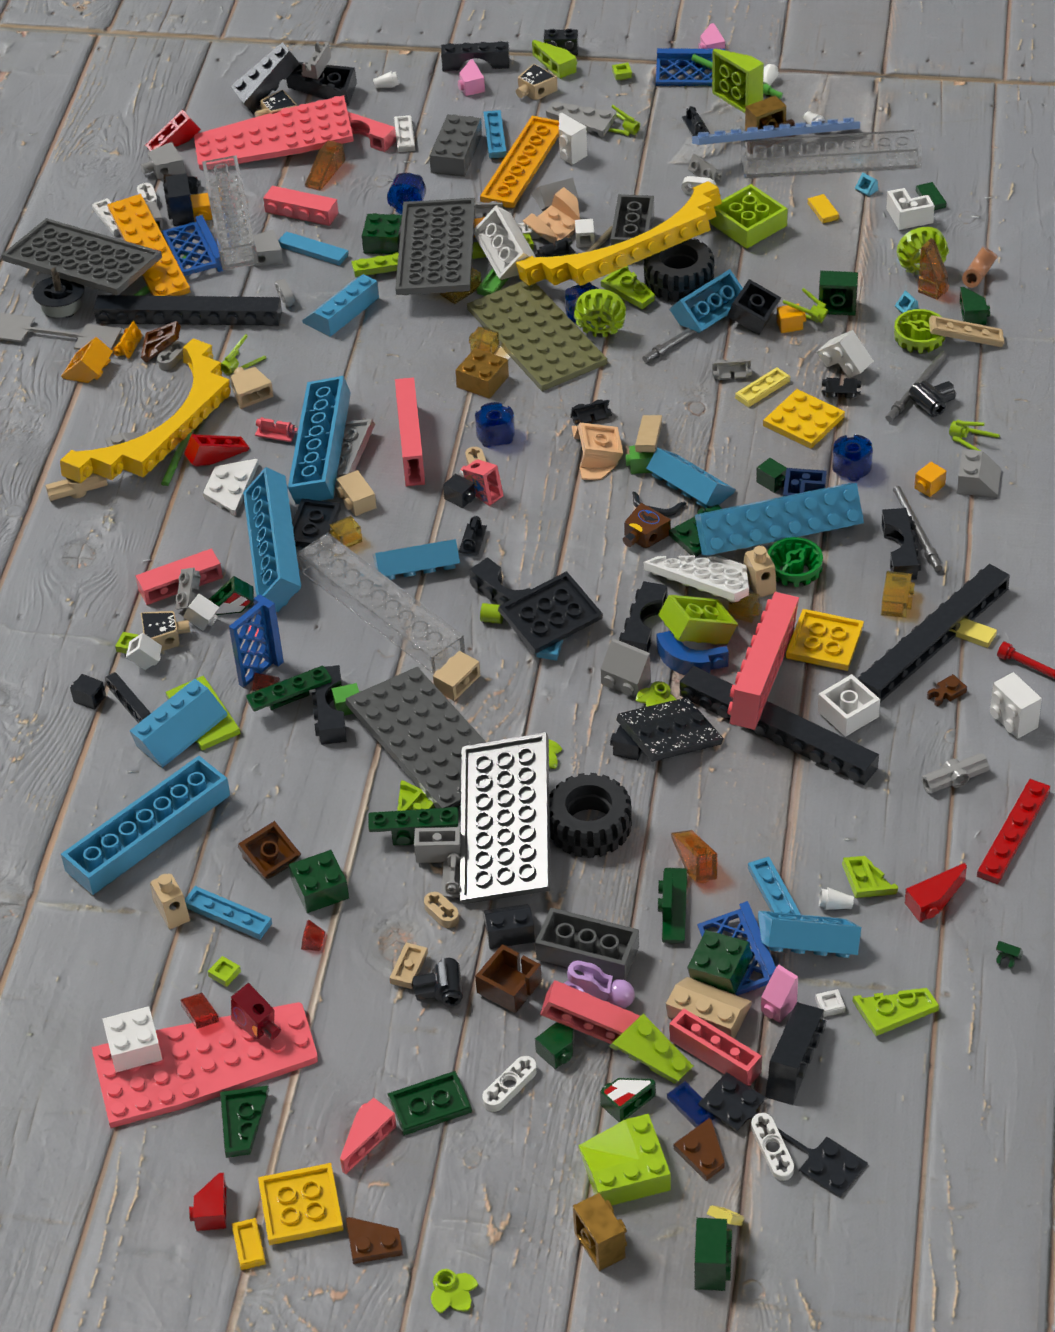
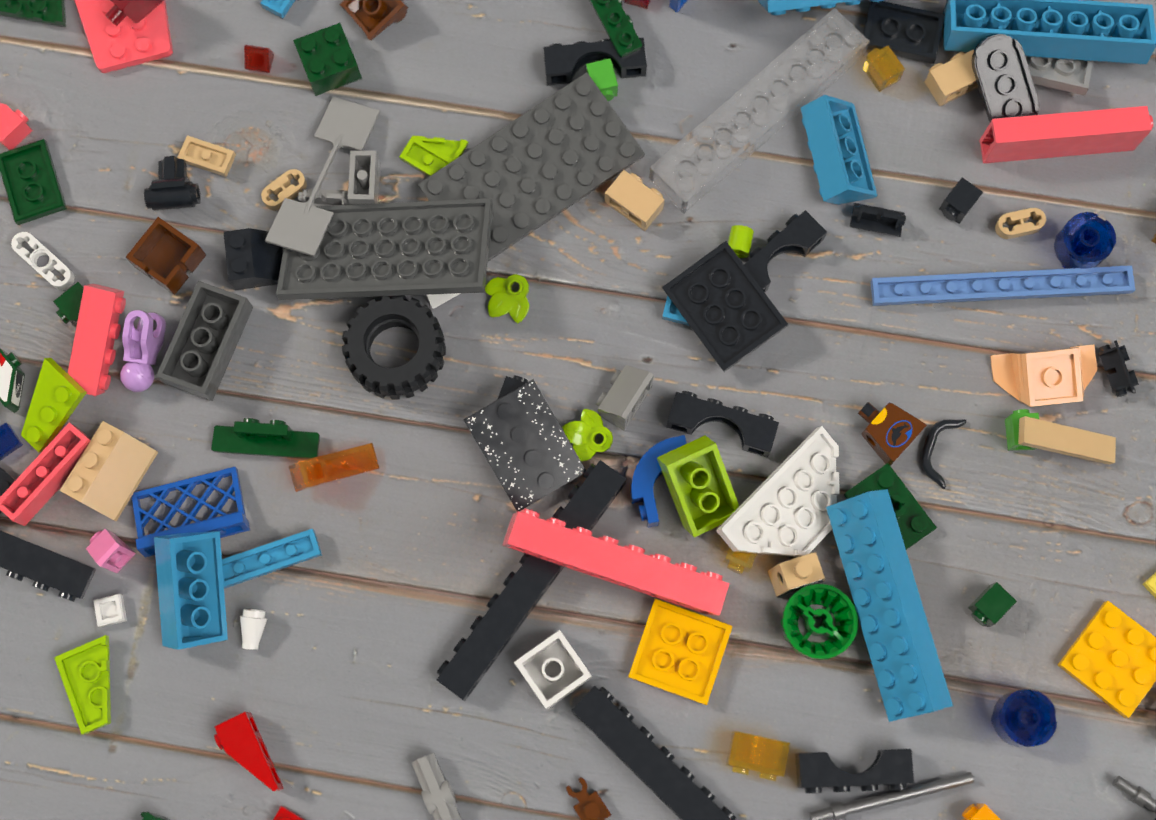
camera: 90 degrees right, 30 degrees up
(366, 461) = (1004, 78): none -> tile
(403, 823) = (396, 151): dark green bracket -> none
(479, 877) = (303, 224): none -> light grey hinge
(485, 479) = (978, 221): coral torso -> none
(527, 473) = (1002, 285): none -> medium blue plate
(689, 478) = (986, 494): dark azure slope -> none
(720, 961) = (160, 485): dark green brick -> none
(803, 480) = (964, 641): dark blue brick -> none
(866, 878) = (282, 668): lime wing -> none

